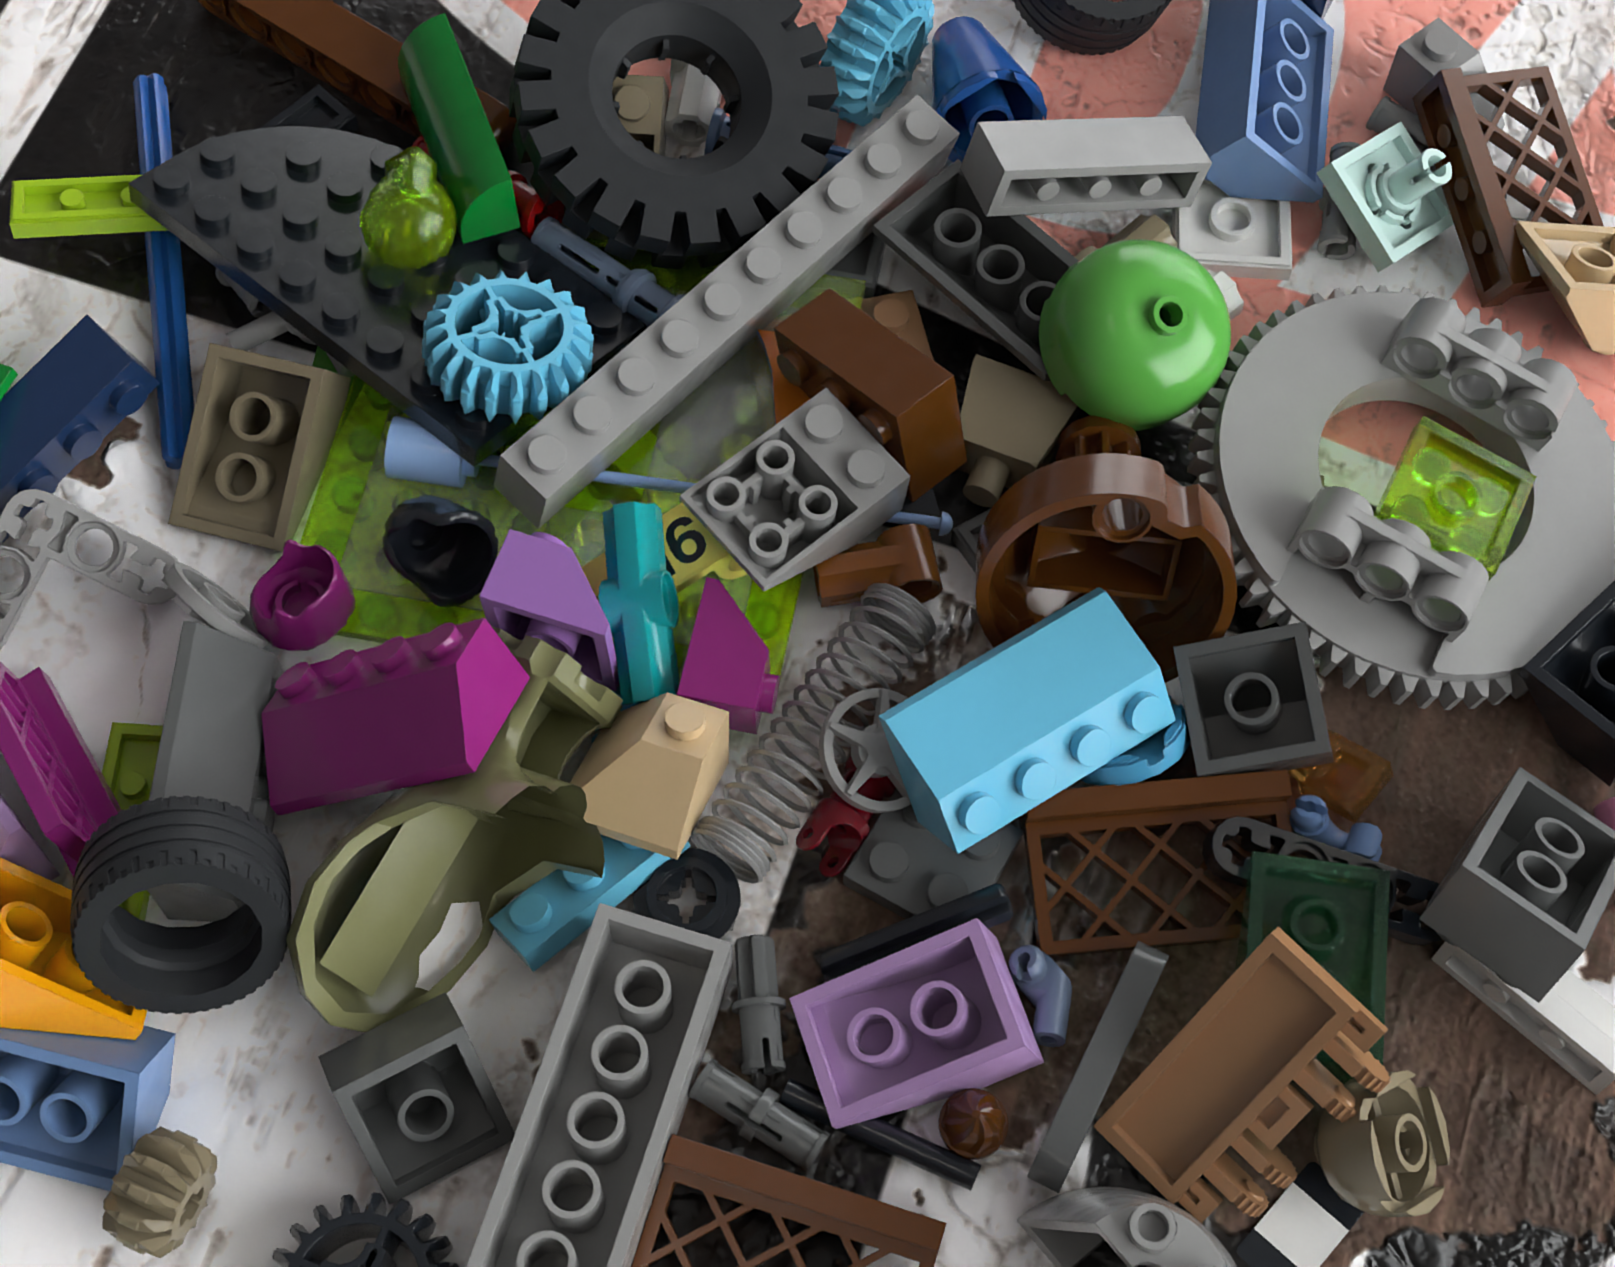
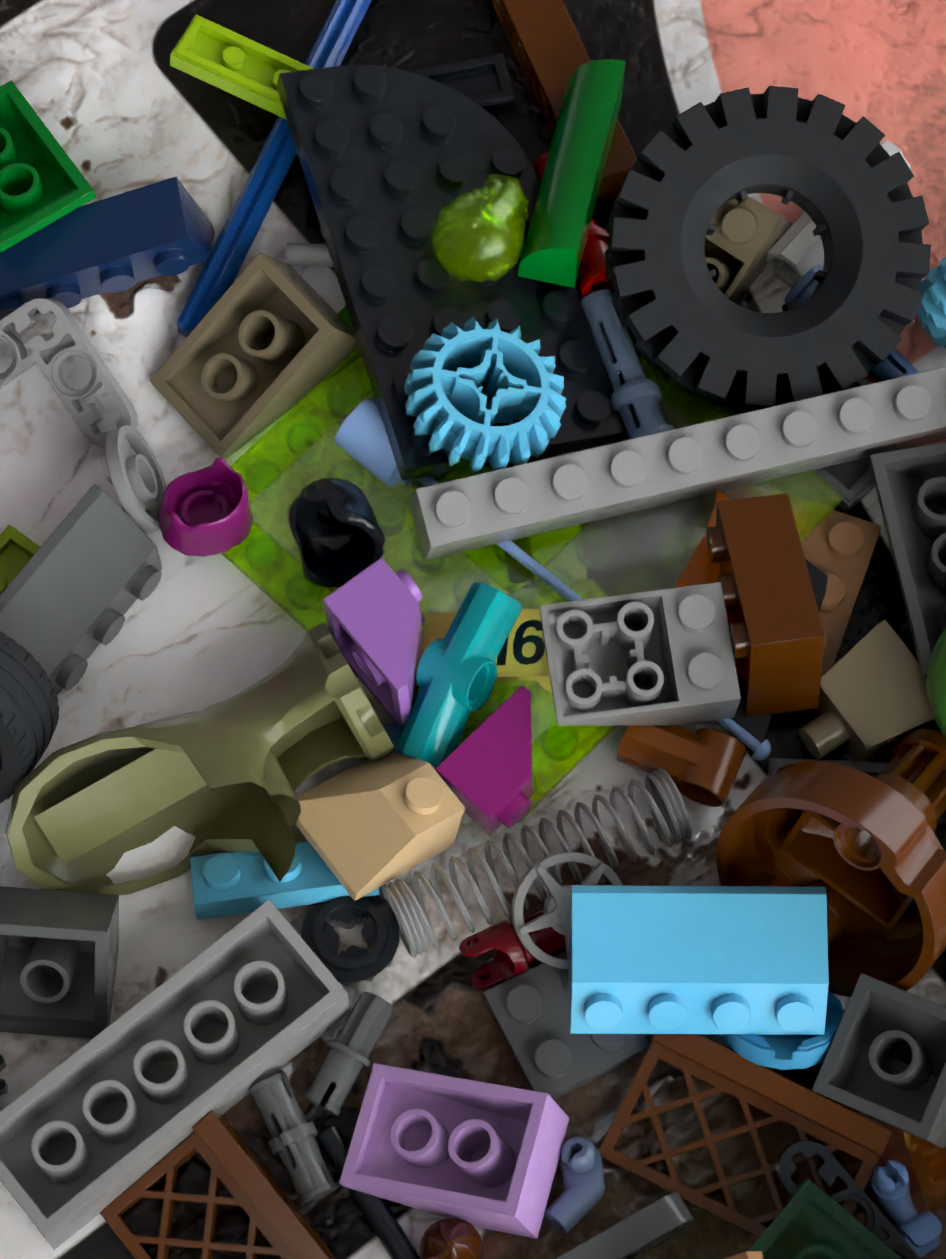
camera: 35 degrees right, 5 degrees up
(388, 716) = (199, 654): magenta slope -> none
(988, 904) = (565, 1087): black axle -> none

